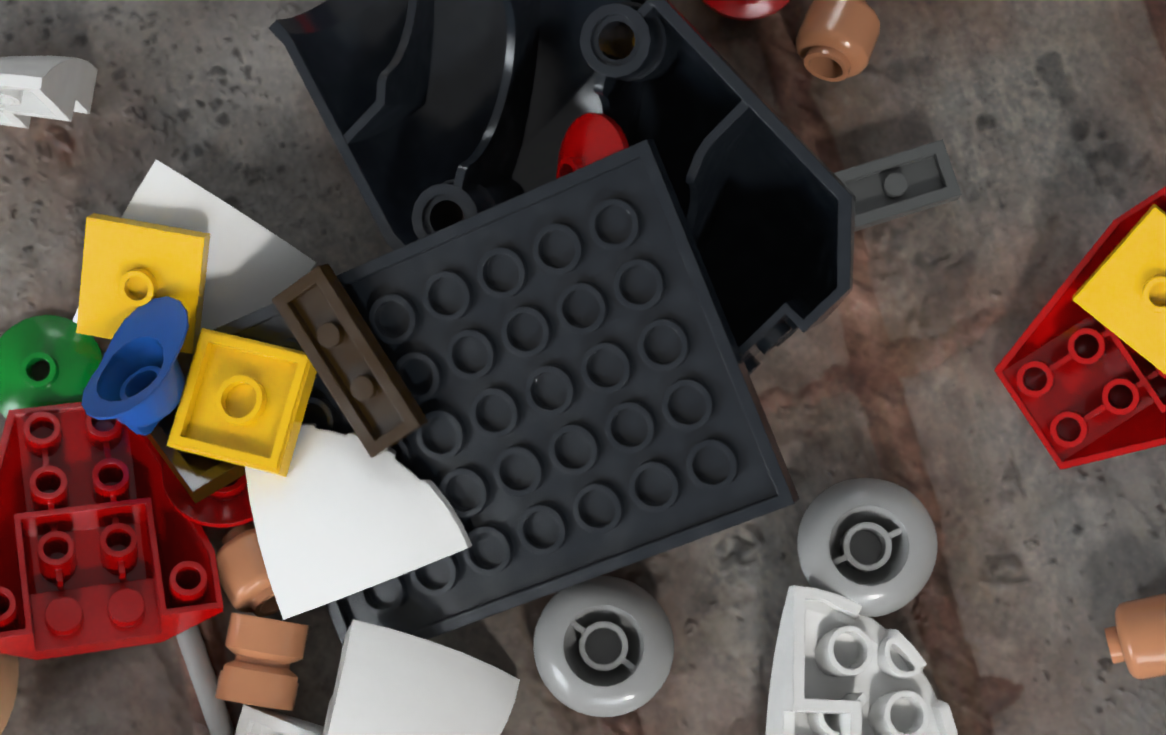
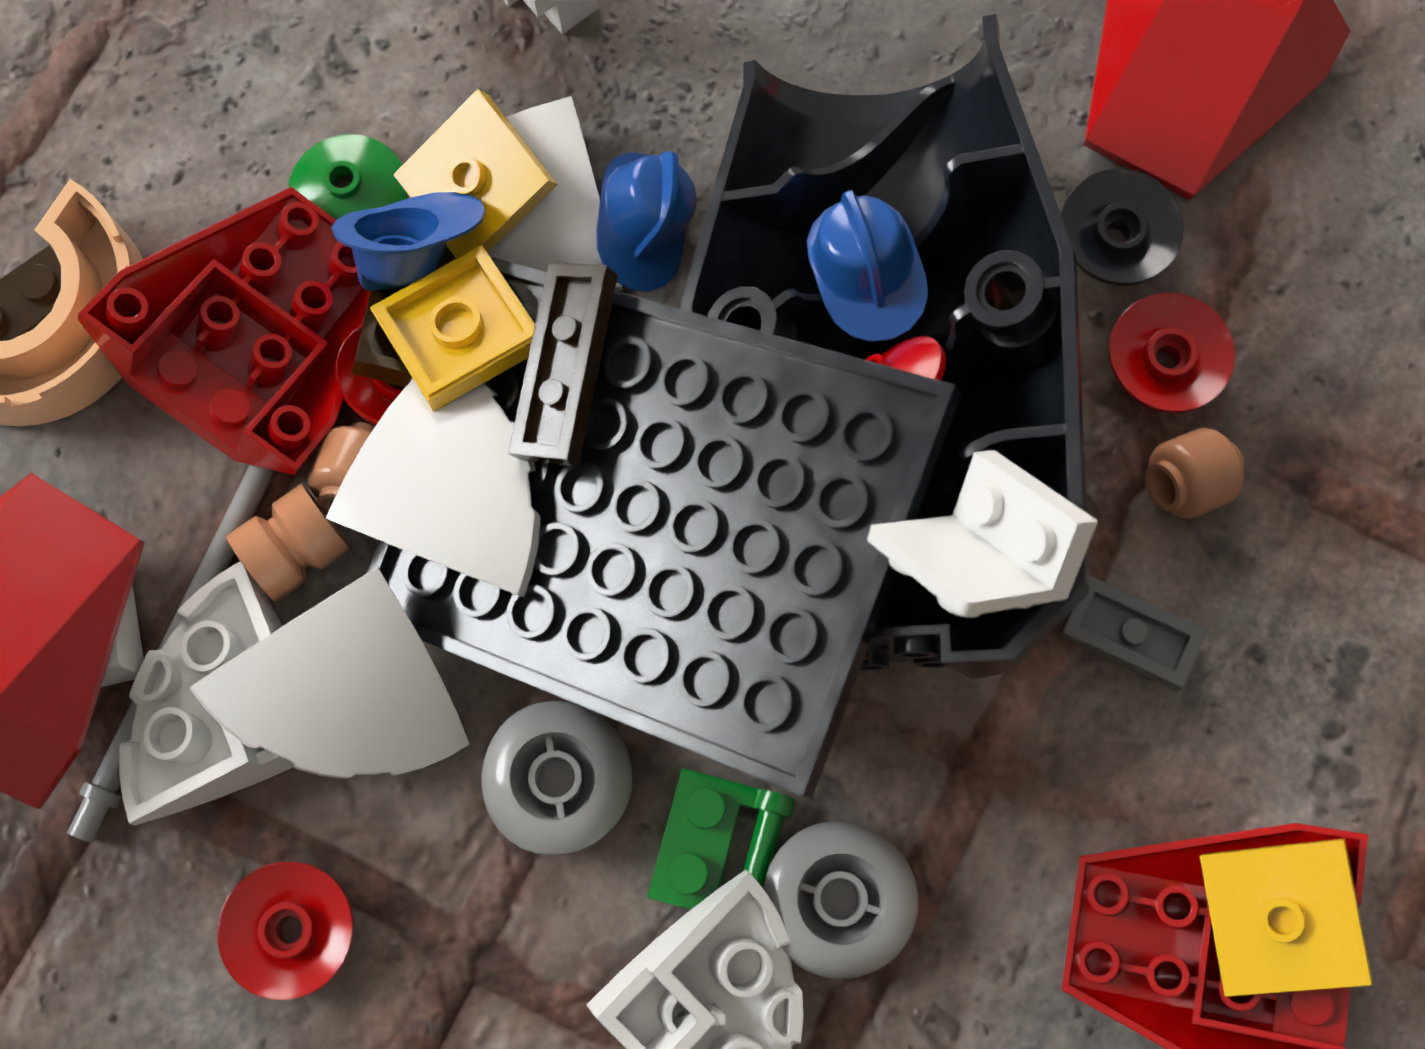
camera: 40 degrees right, 5 degrees down
(287, 199) = (644, 218): none -> blue piece
(494, 100) = (867, 268): none -> blue piece
(735, 593) = (701, 833): none -> green plate
(774, 225) = (1000, 549): none -> white bracket

